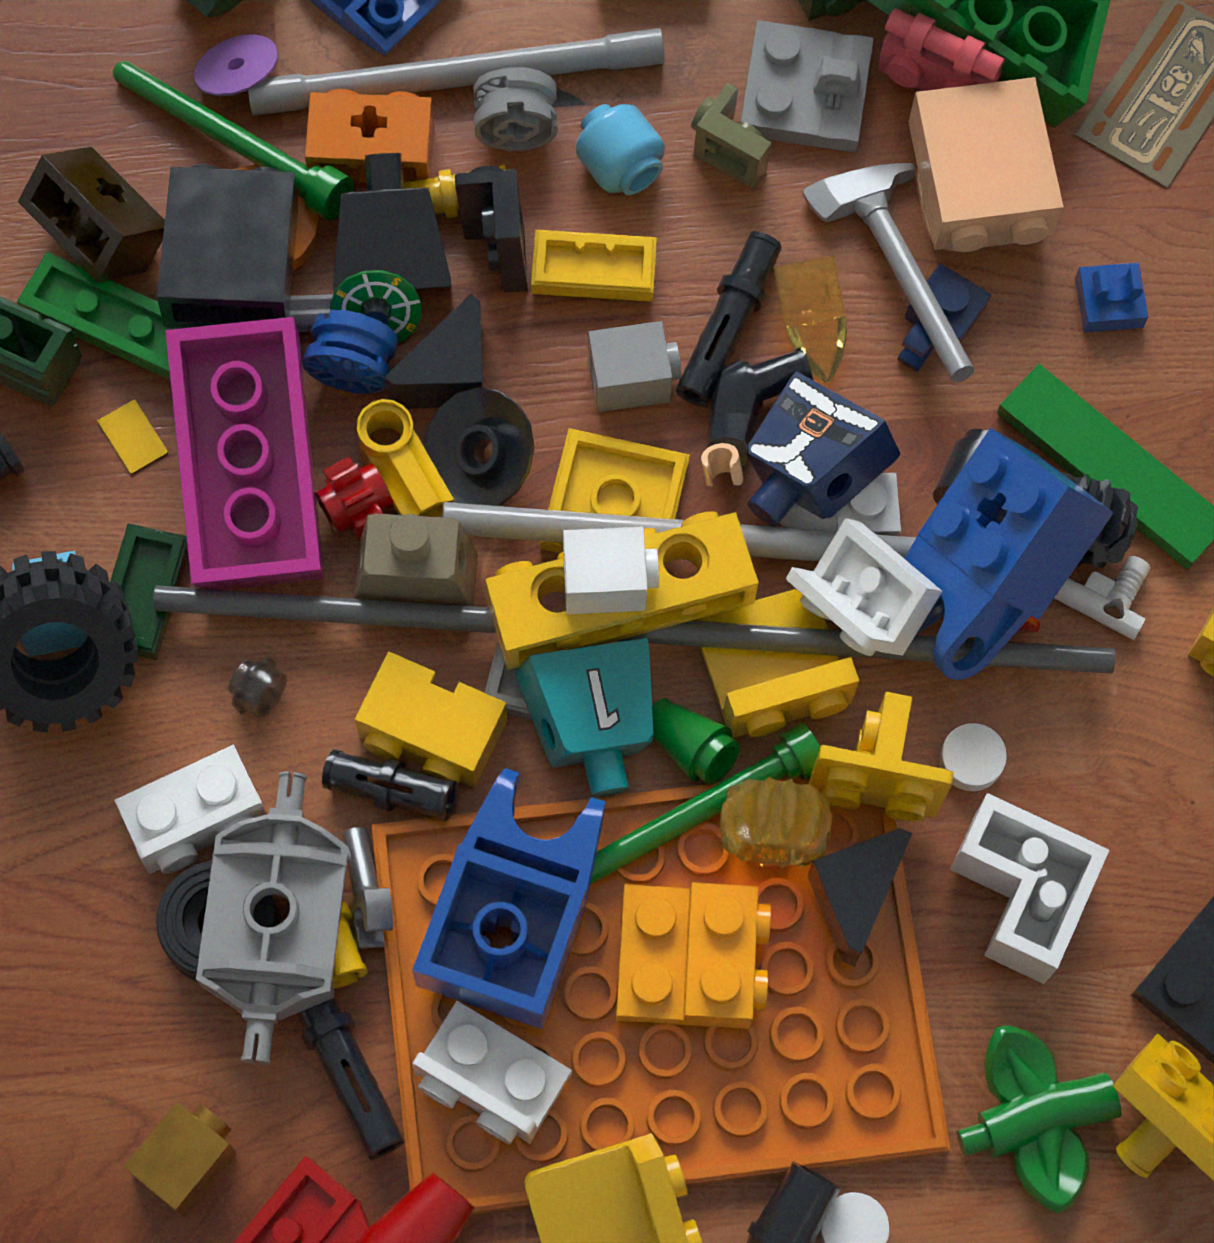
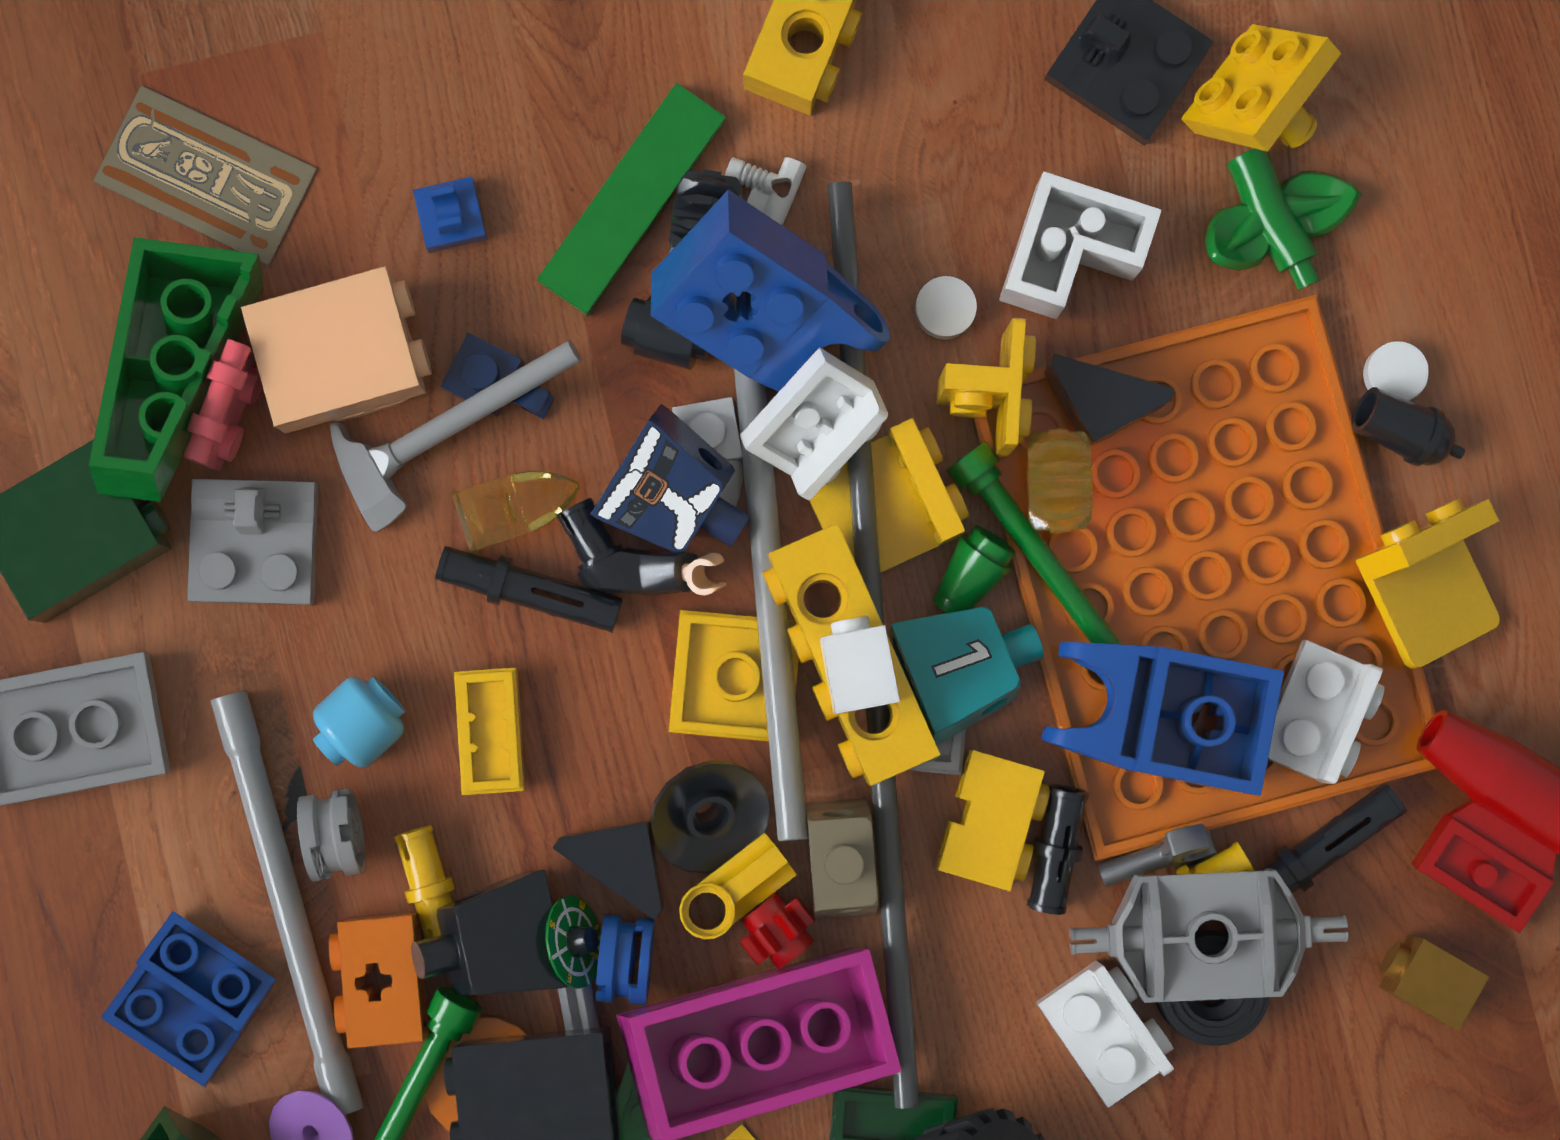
camera: 100 degrees left, 15 degrees up
(257, 687) = (977, 992): clear smoke plate -> none
(493, 212) = (478, 823): black bracket -> none
(632, 366) = (597, 677): light grey brick -> none
(692, 955) = (1183, 545): light orange plate -> none
(730, 145) = (340, 607): olive bracket -> none

